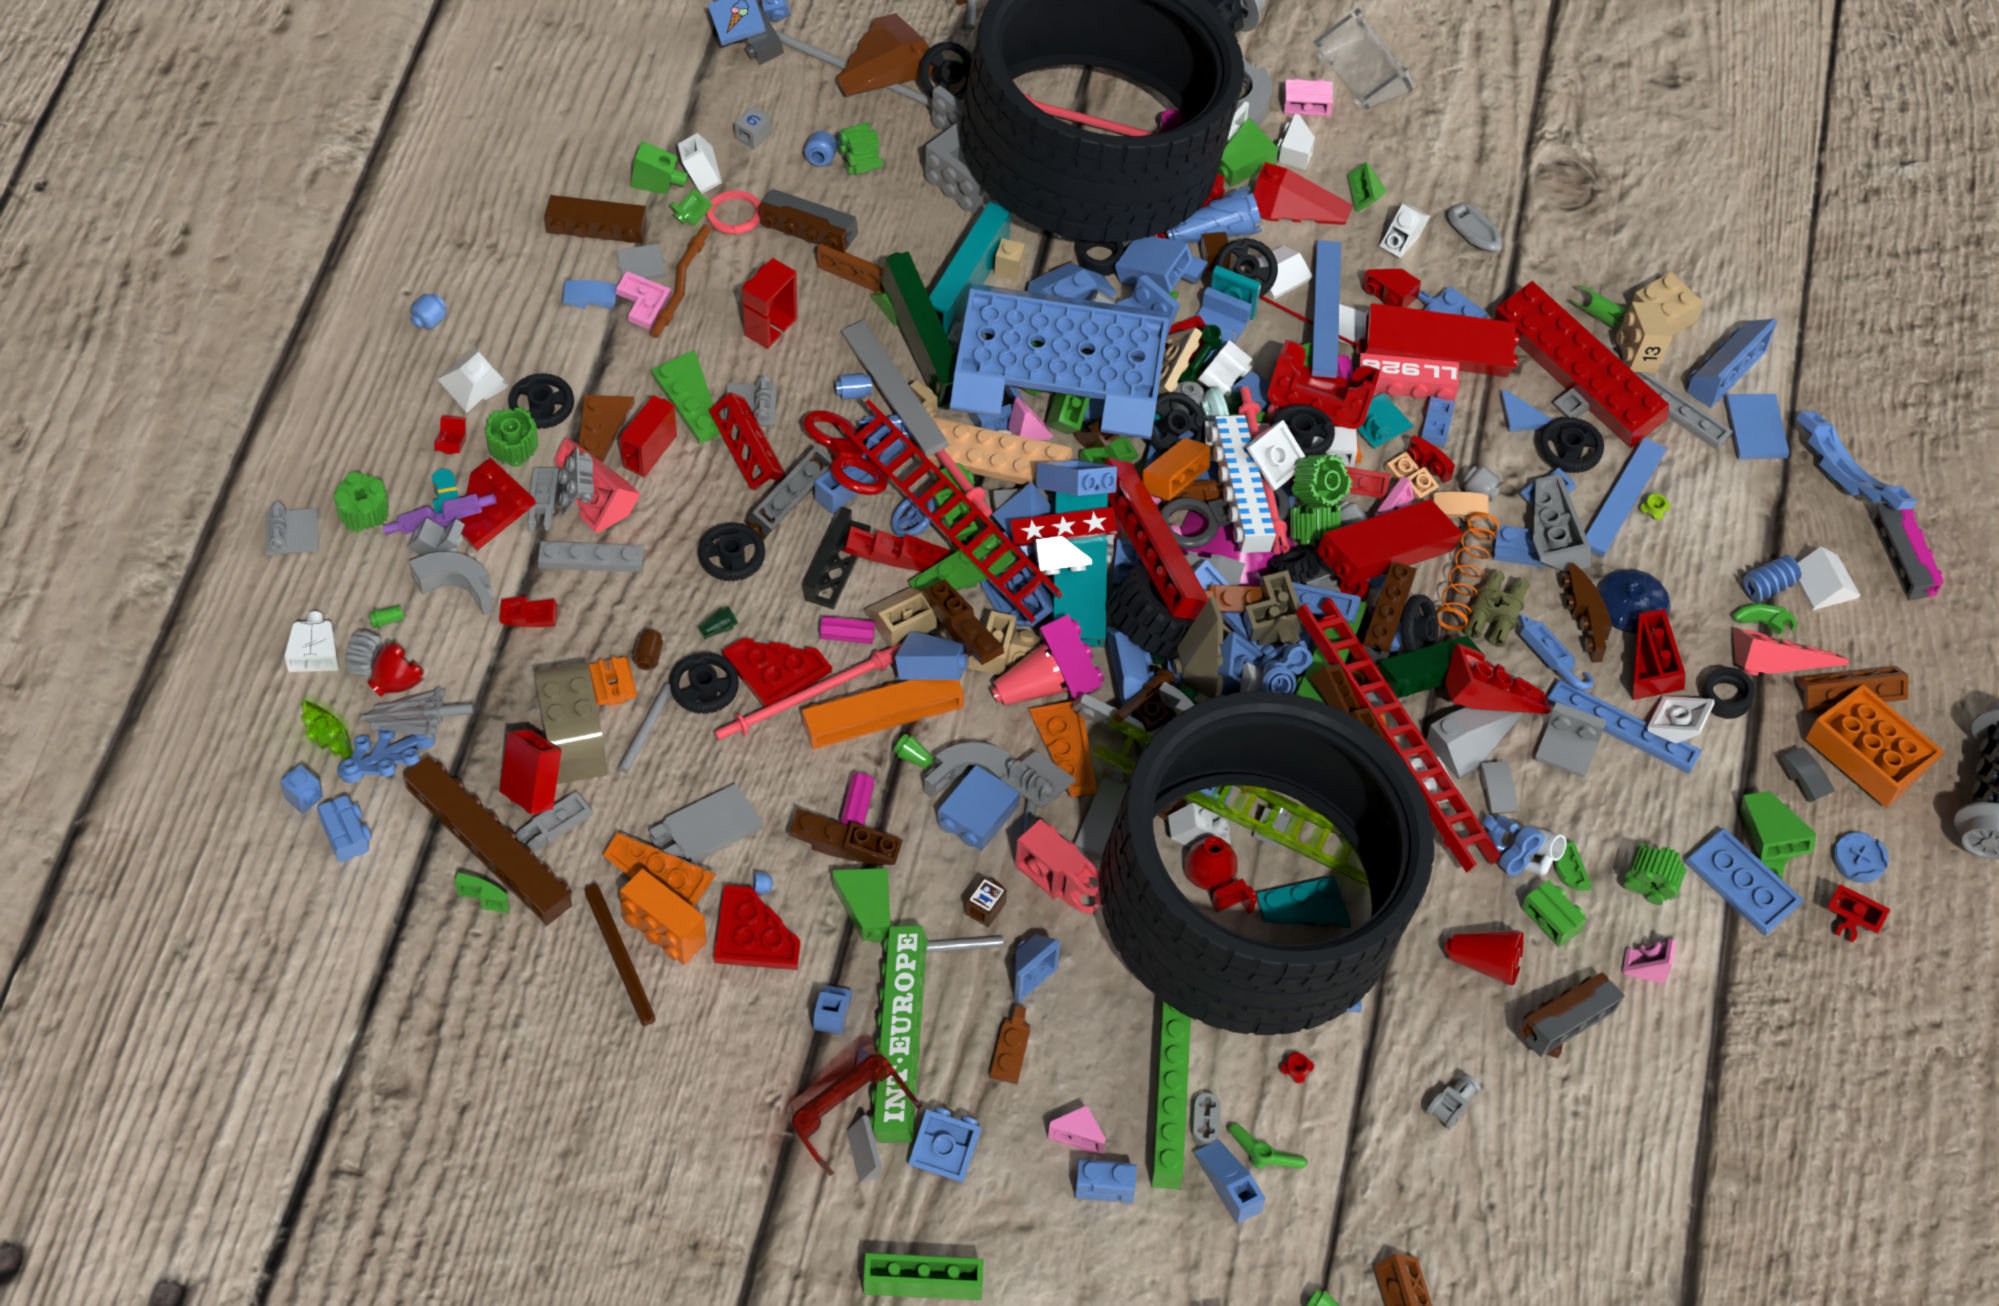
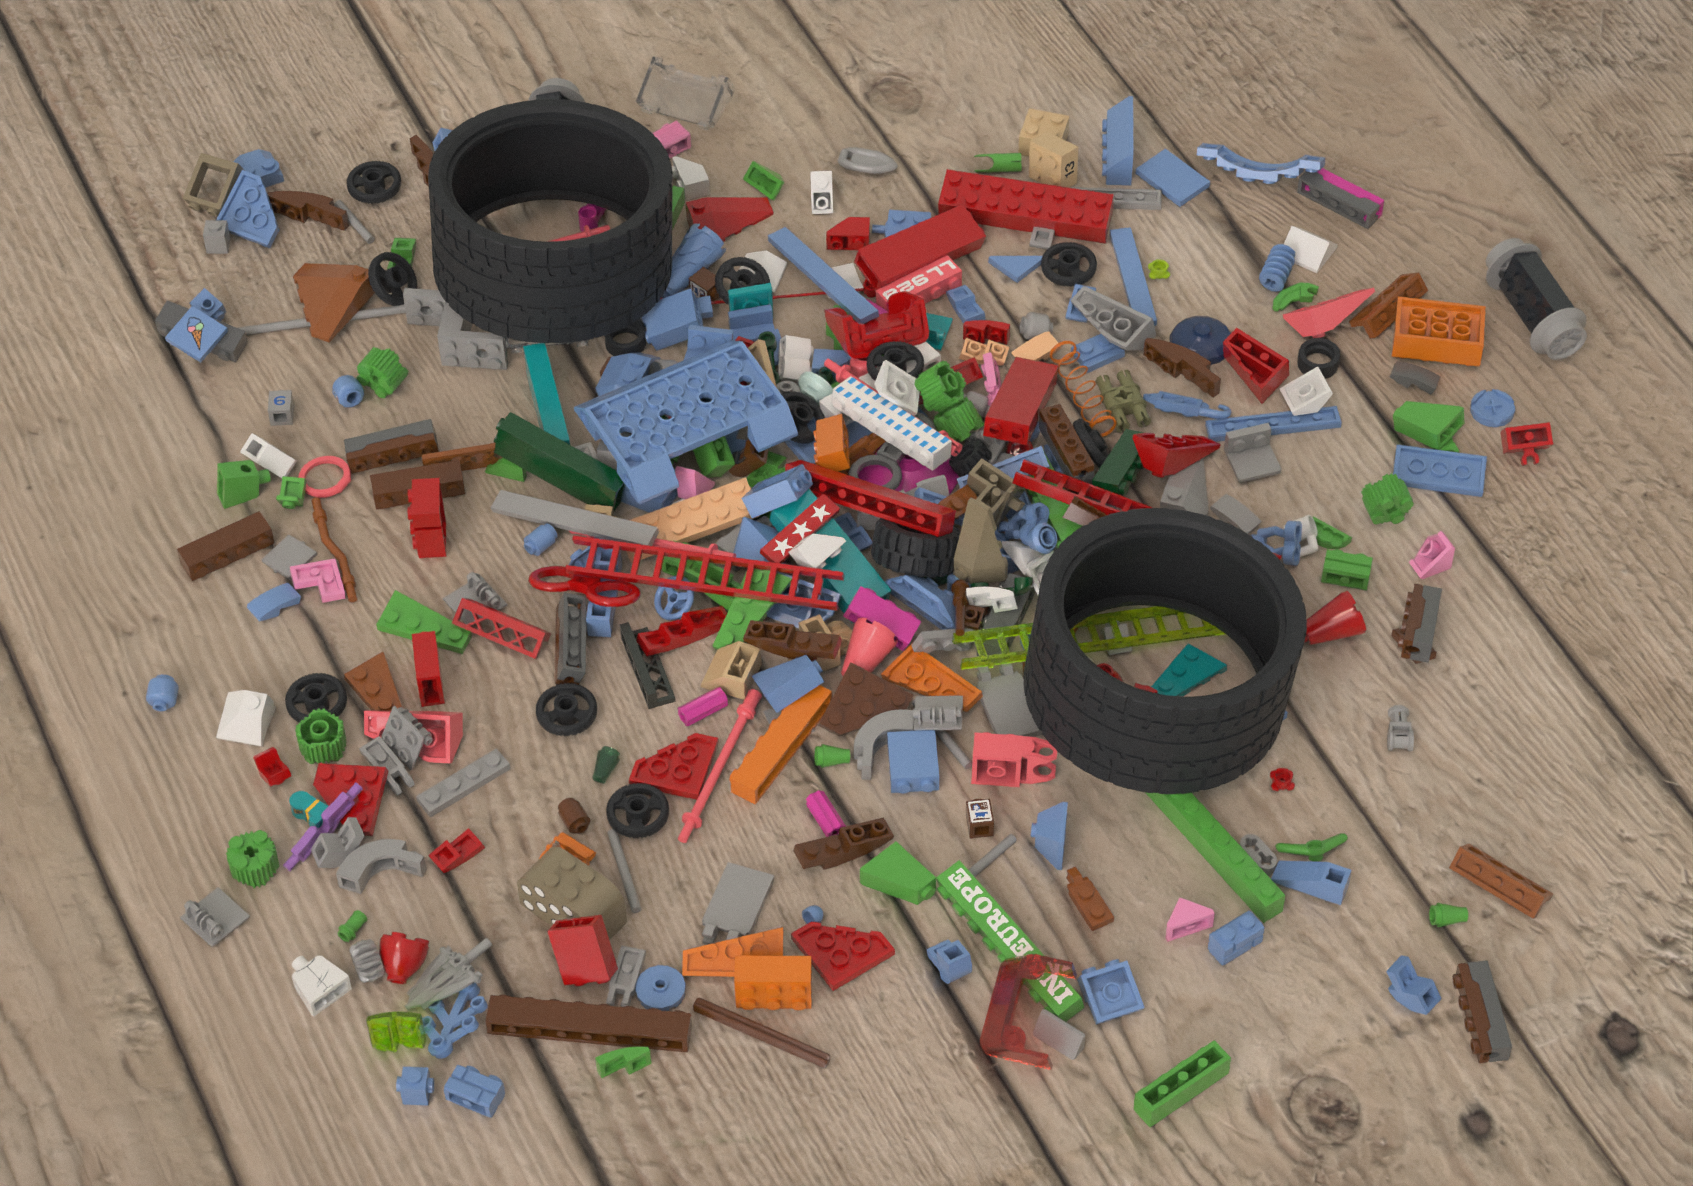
camera: 35 degrees left, 5 degrees down
(576, 864) = (664, 997): none -> medium blue plate
(813, 273) = (392, 487): none -> reddish brown brick
(985, 718) = (859, 699): none -> reddish brown plate
(1009, 259) = (566, 381): tan brick -> none

